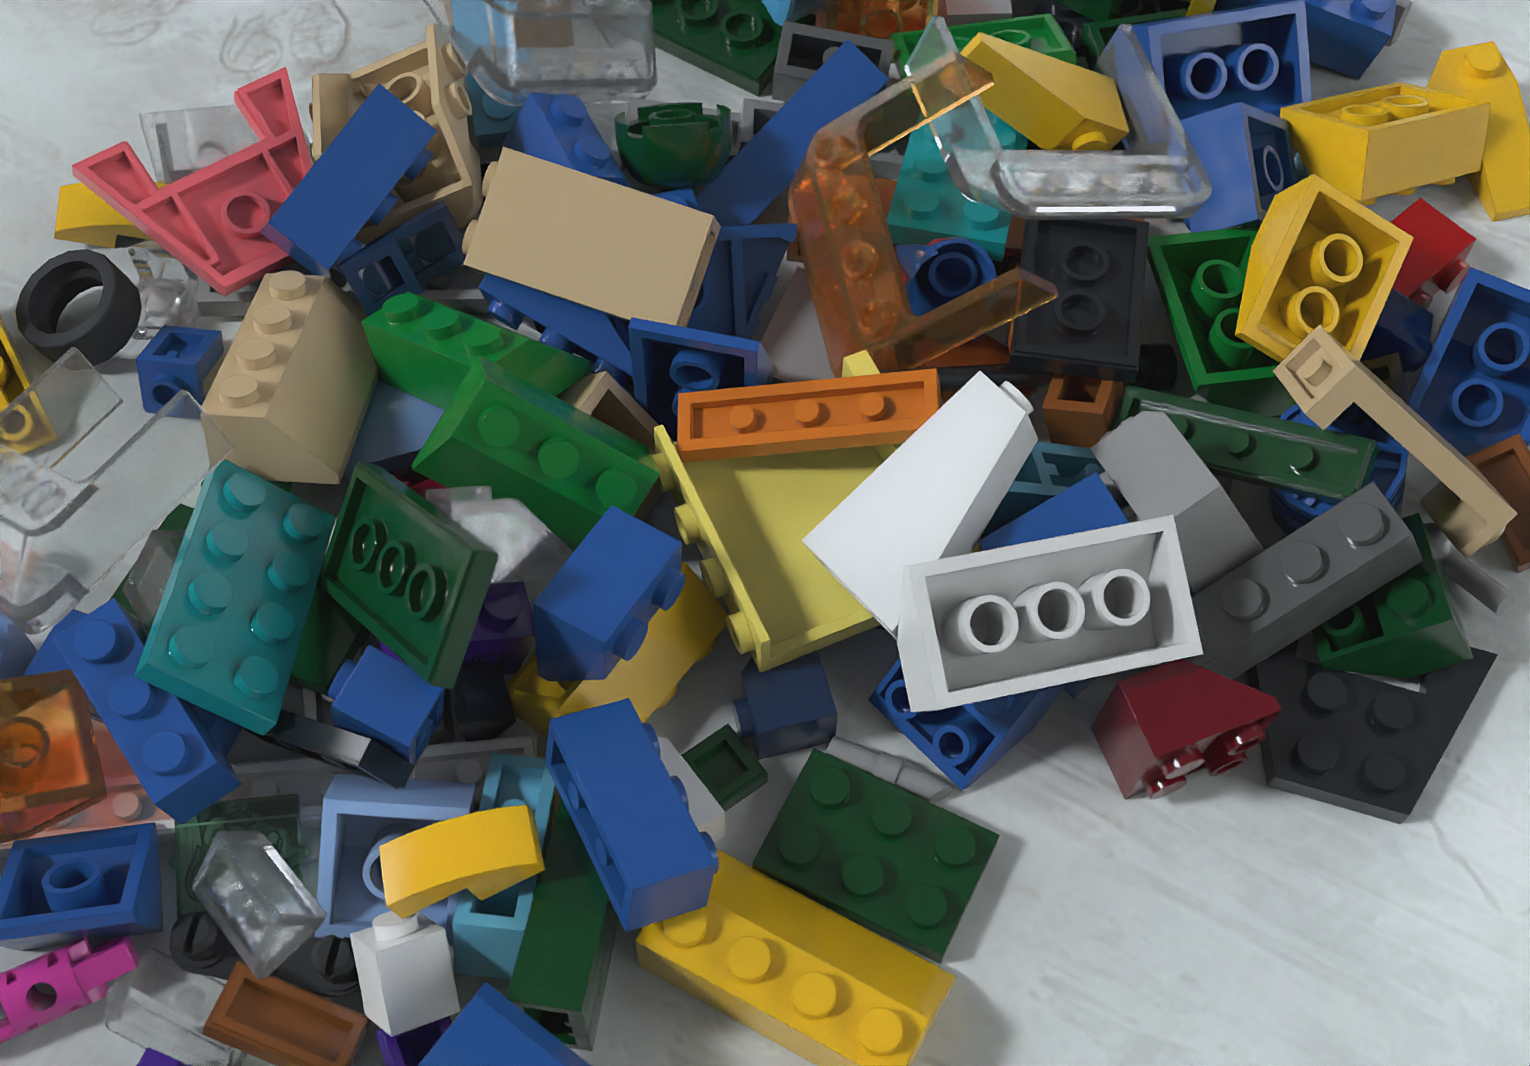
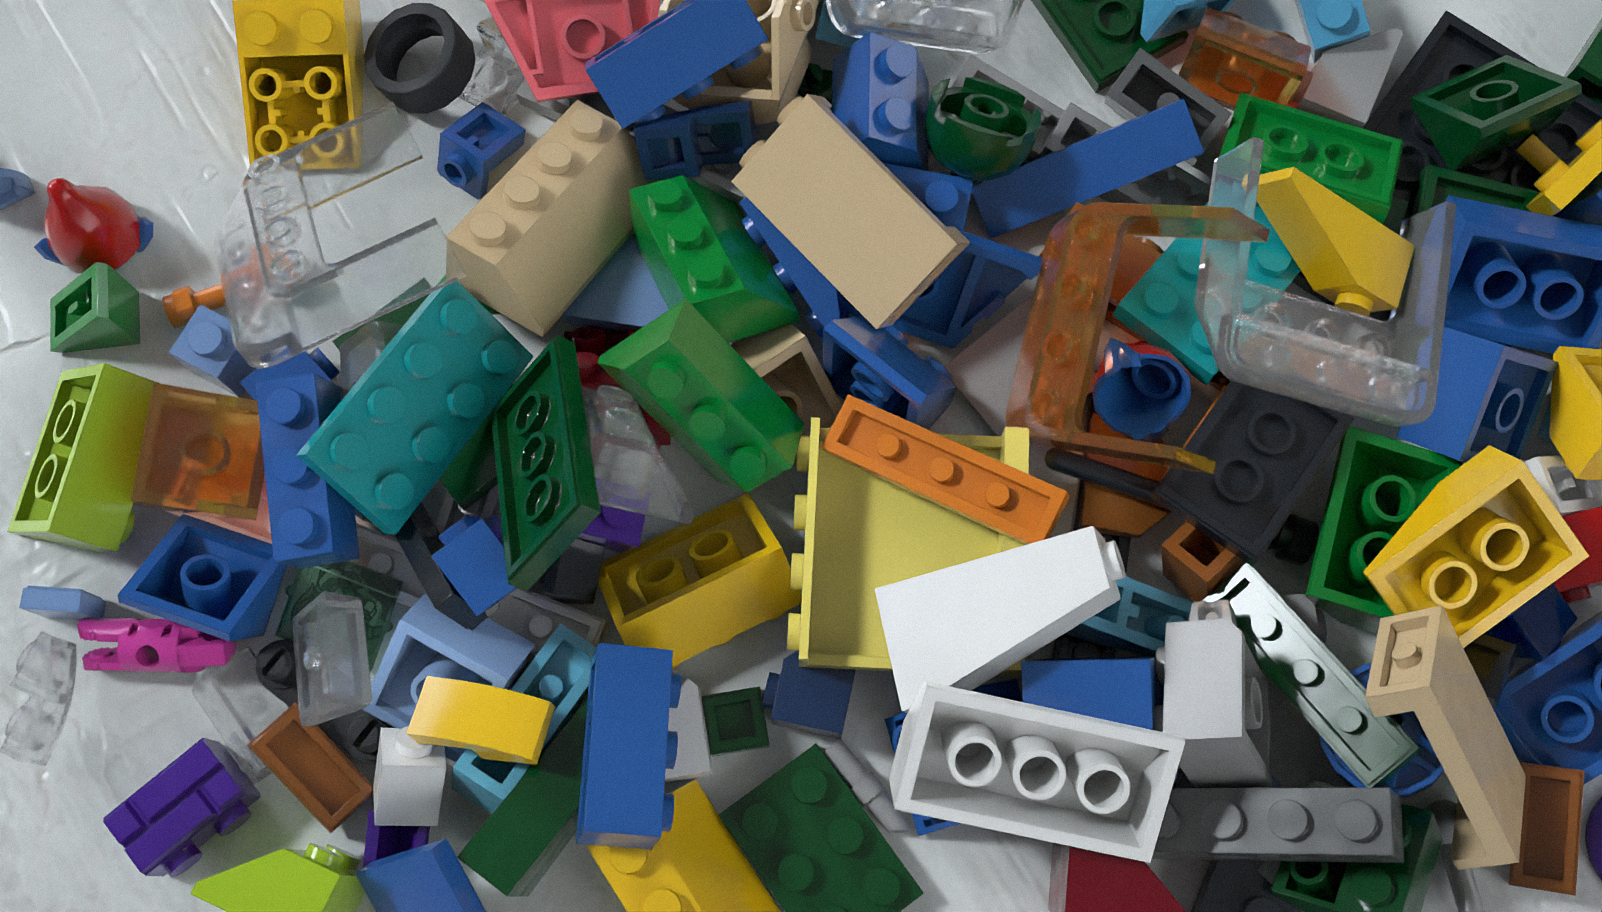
camera: 30 degrees right, 15 degrees up
(605, 598) = (695, 559): blue slope -> none

